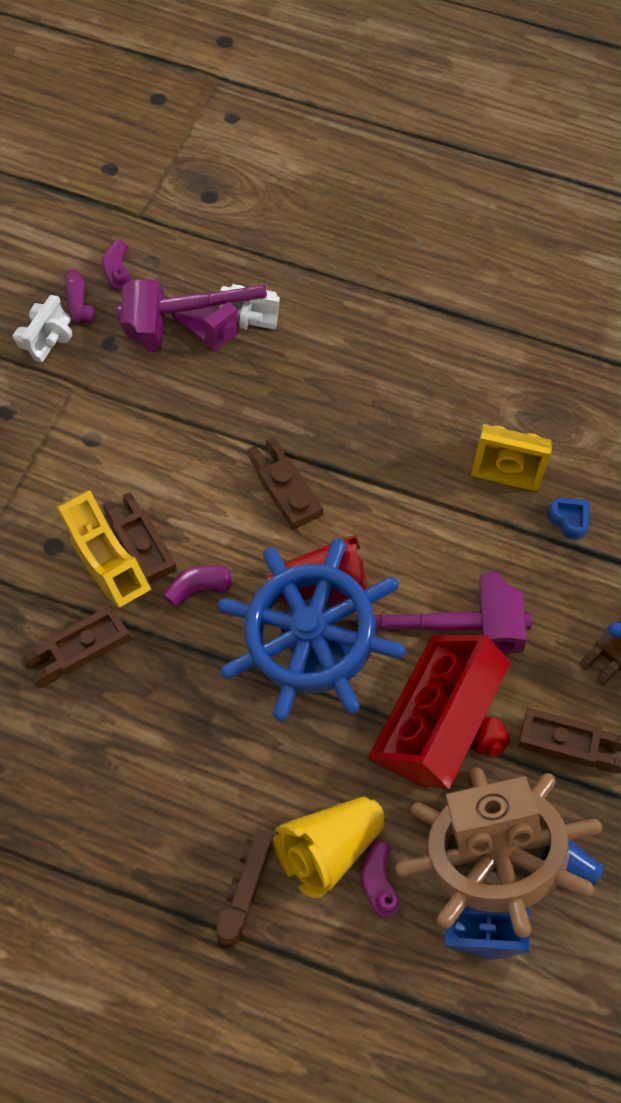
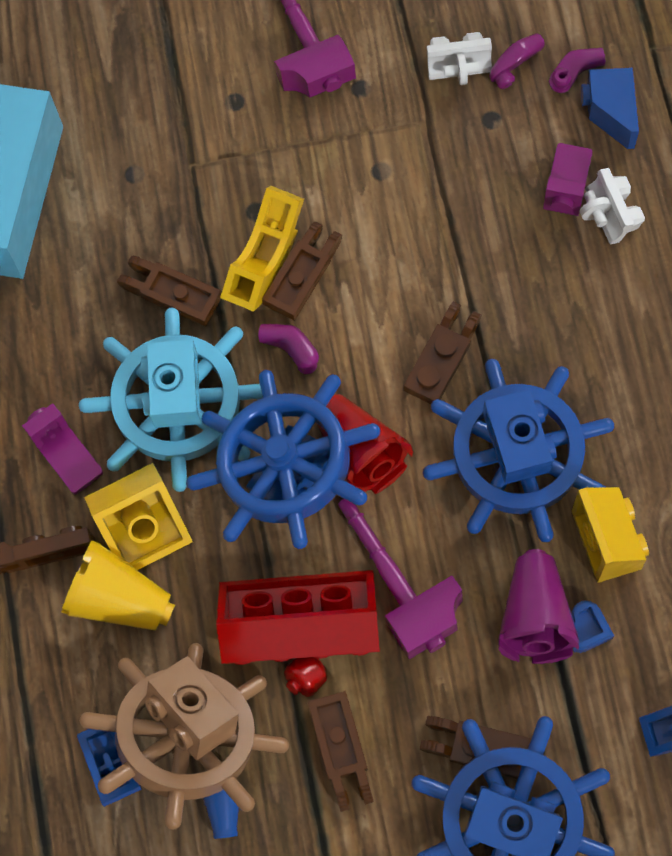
camera: 70 degrees right, 10 degrees up
(145, 305) = (545, 121): magenta piece -> none
(162, 816) = (62, 448): none -> magenta bracket
(169, 258) = (612, 103): none -> blue slope
(186, 677) = (174, 396): none -> medium azure piece
(269, 784) = (138, 518): none -> yellow slope
(375, 882) = (109, 650): magenta arm -> none
(405, 459) = (519, 447): none -> blue piece
(544, 533) = (537, 613): none -> magenta cone

